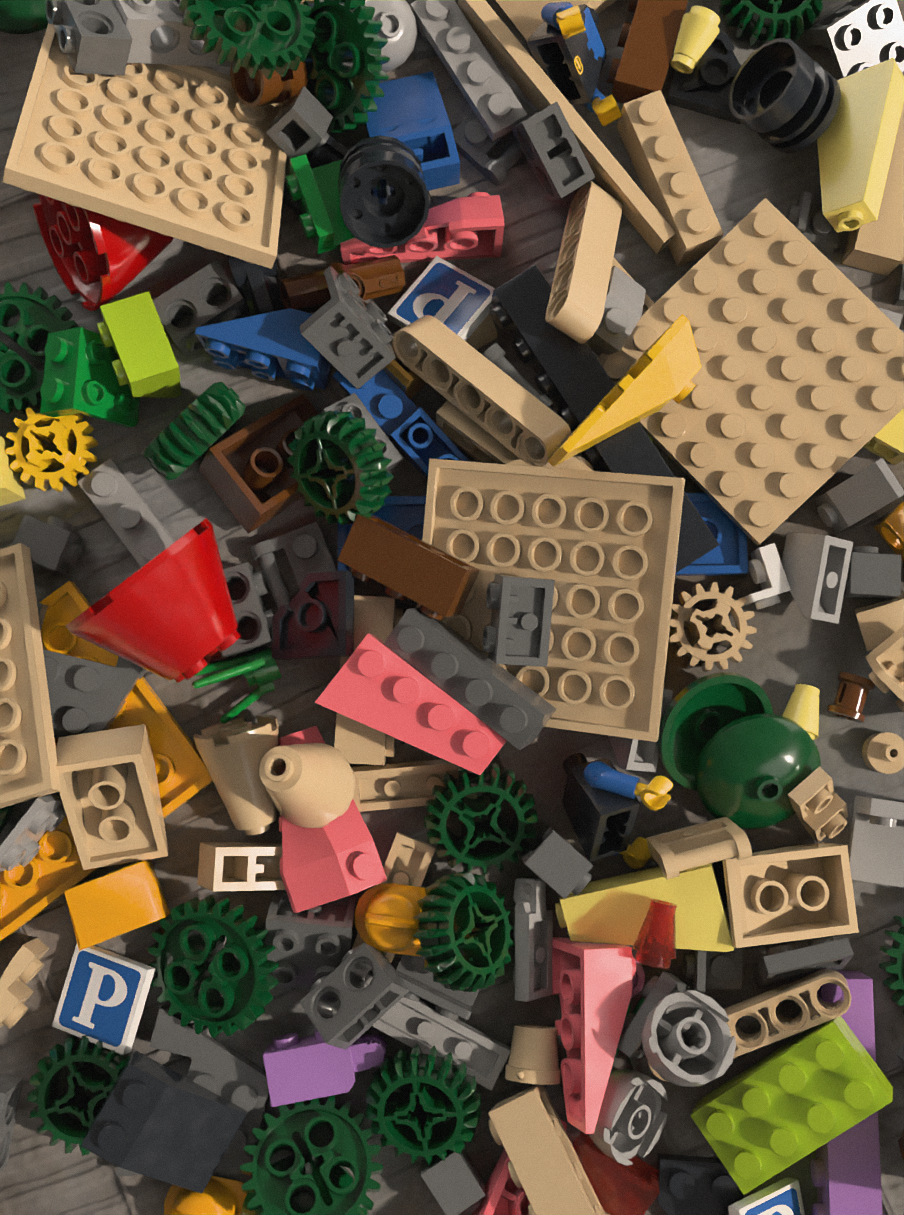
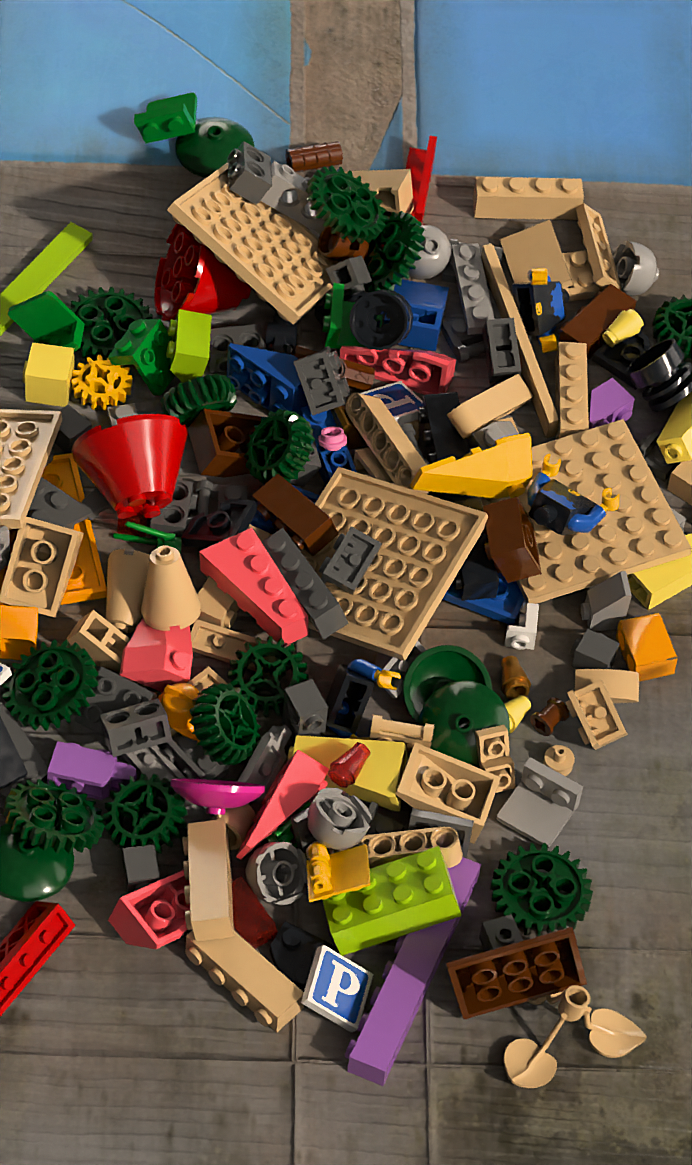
camera: 20 degrees right, 30 degrees down
(399, 411) = (332, 438): none -> bright pink plate
(506, 1057) = (217, 794): none -> dark pink dish
(717, 485) = (511, 540): none -> reddish brown brick
(719, 1115) = (336, 872): none -> yellow hinge
(723, 170) = (609, 404): none -> medium lavender slope
(725, 634) = (475, 636): tan gear -> none
(760, 398) = (562, 507): none -> torso
(781, 659) = (514, 678): none -> pearl gold cone
(817, 573) = (560, 631): light grey slope -> none

